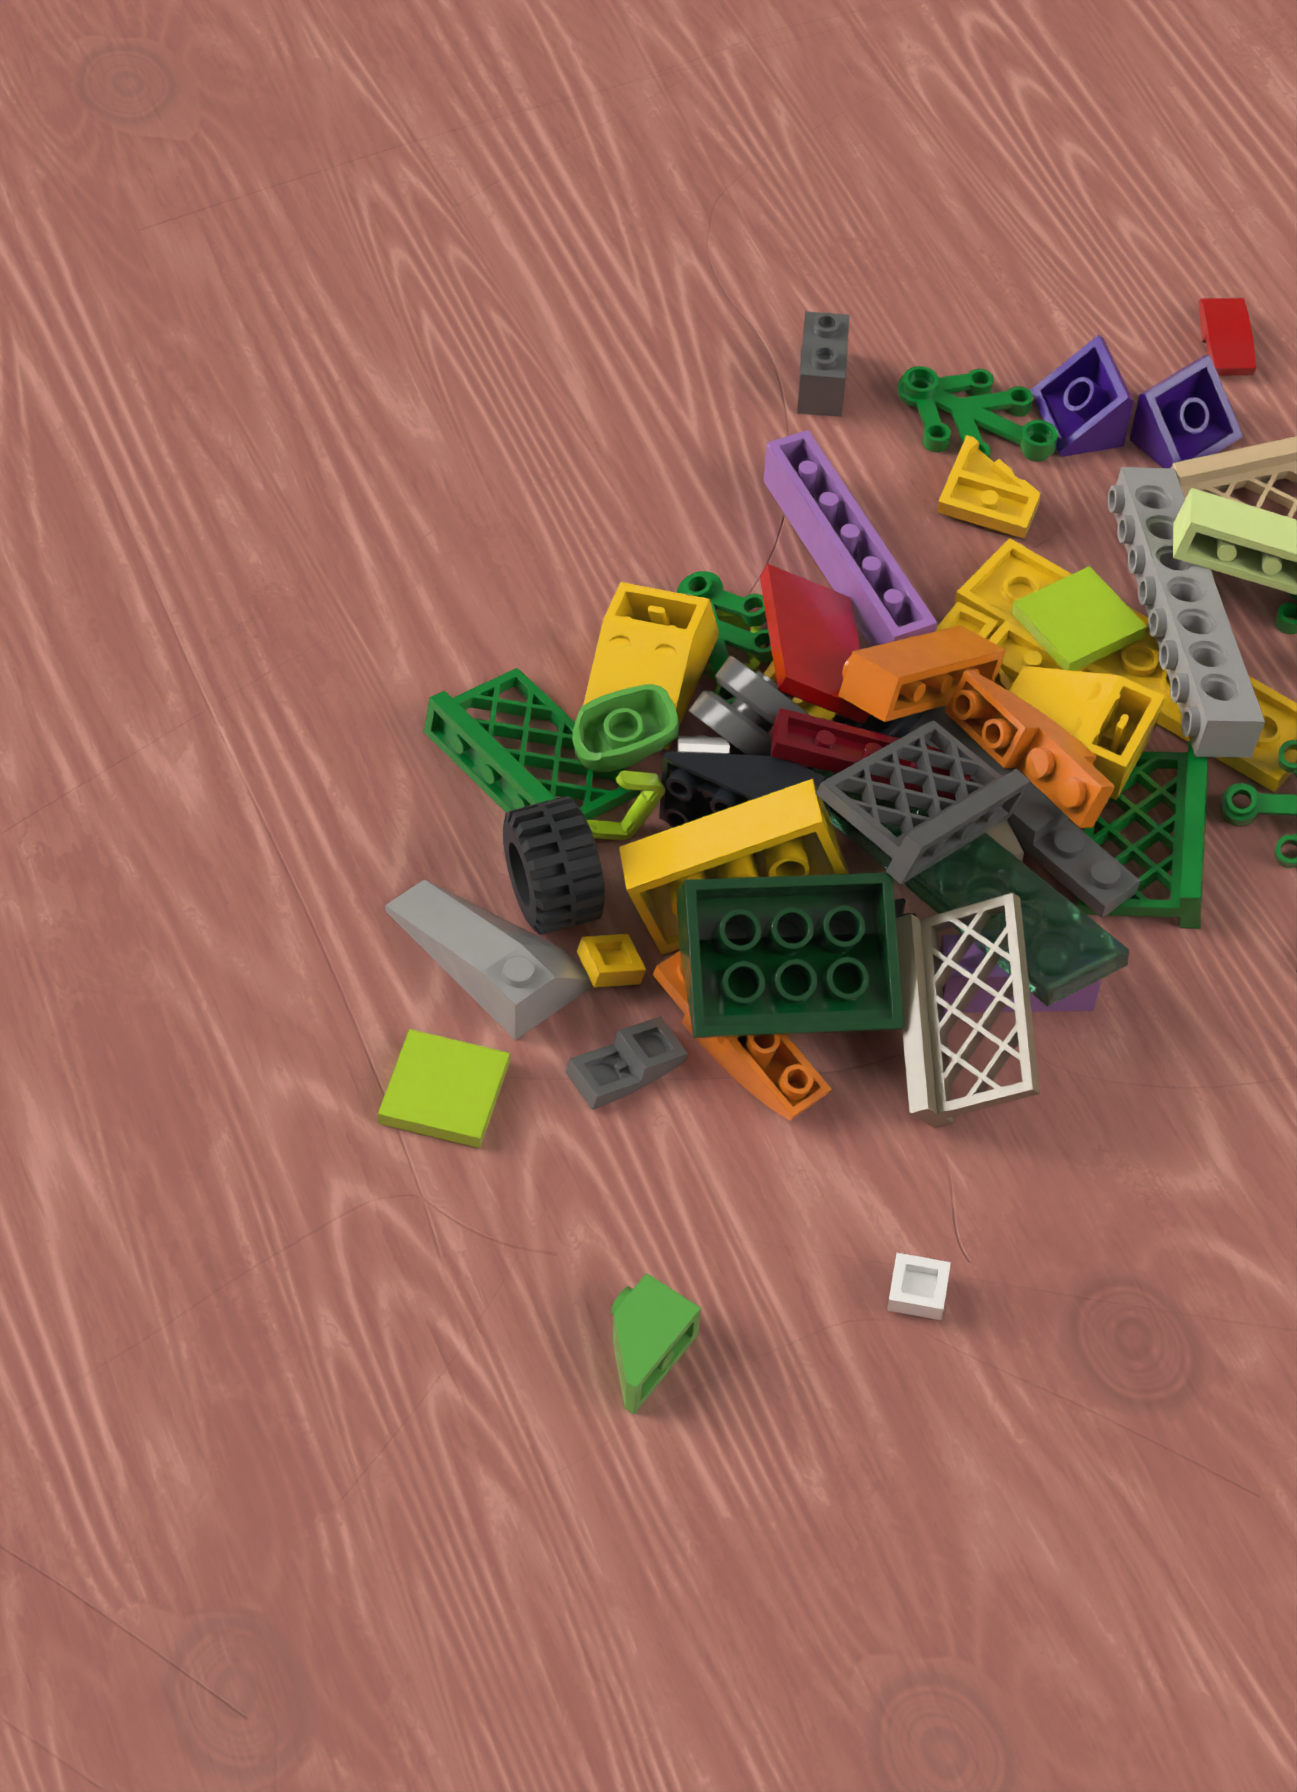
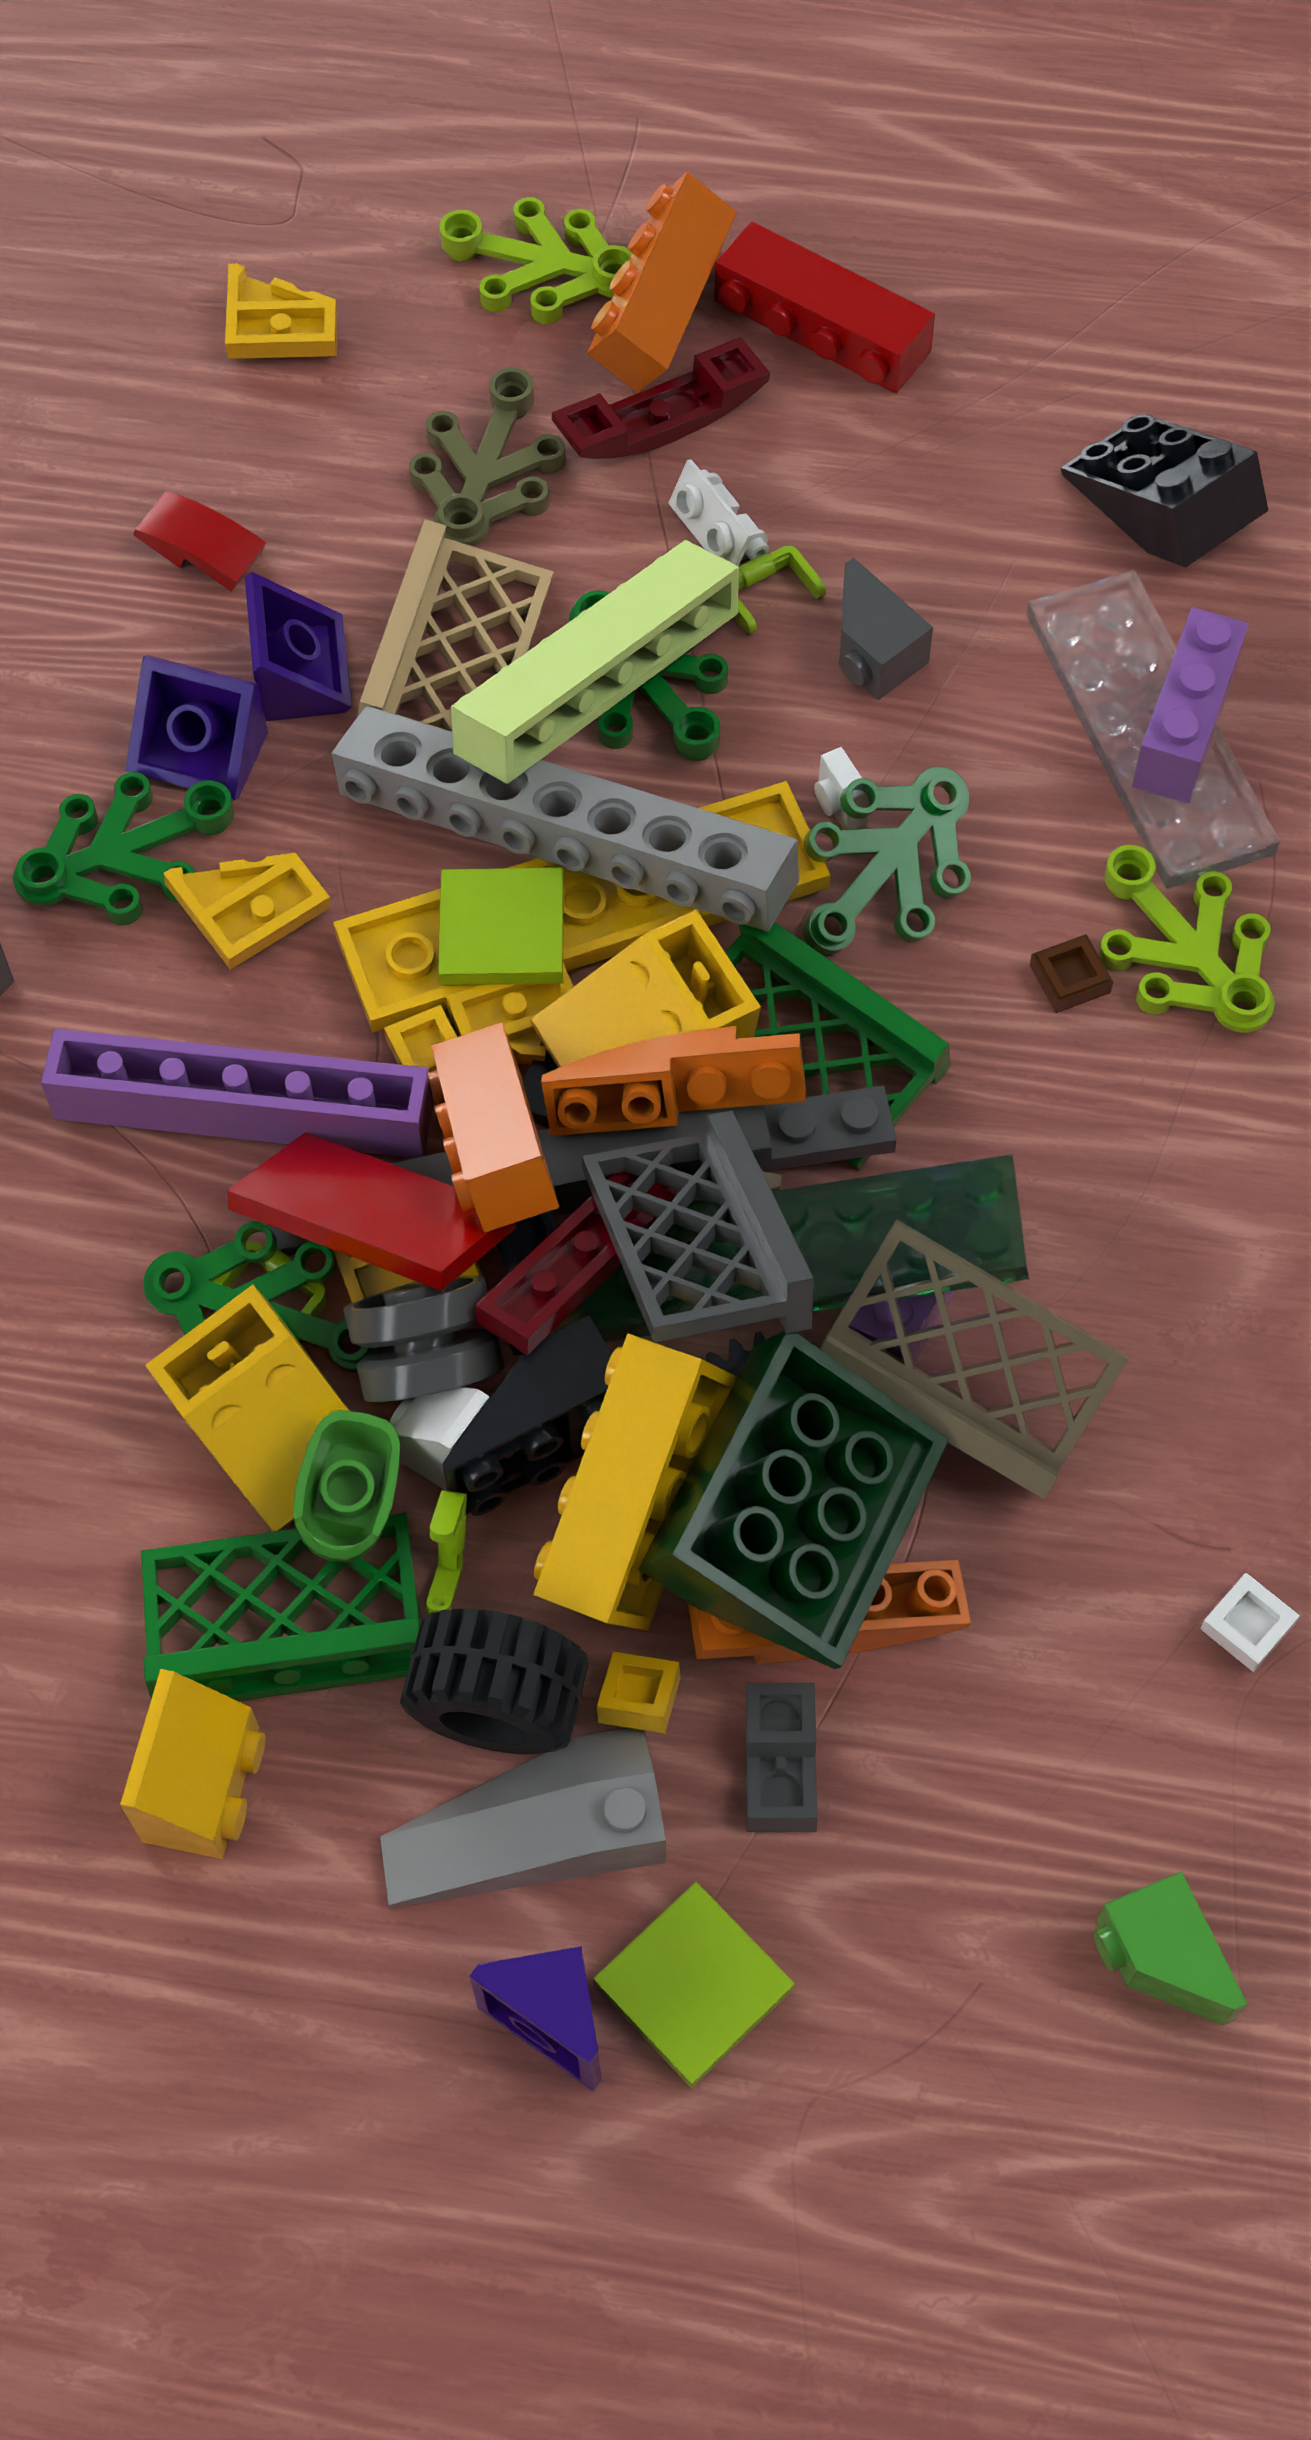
camera: 55 degrees left, 10 degrees up
(372, 1003) = (546, 2006): none -> dark purple slope
(393, 747) = (192, 1768): none -> yellow slope

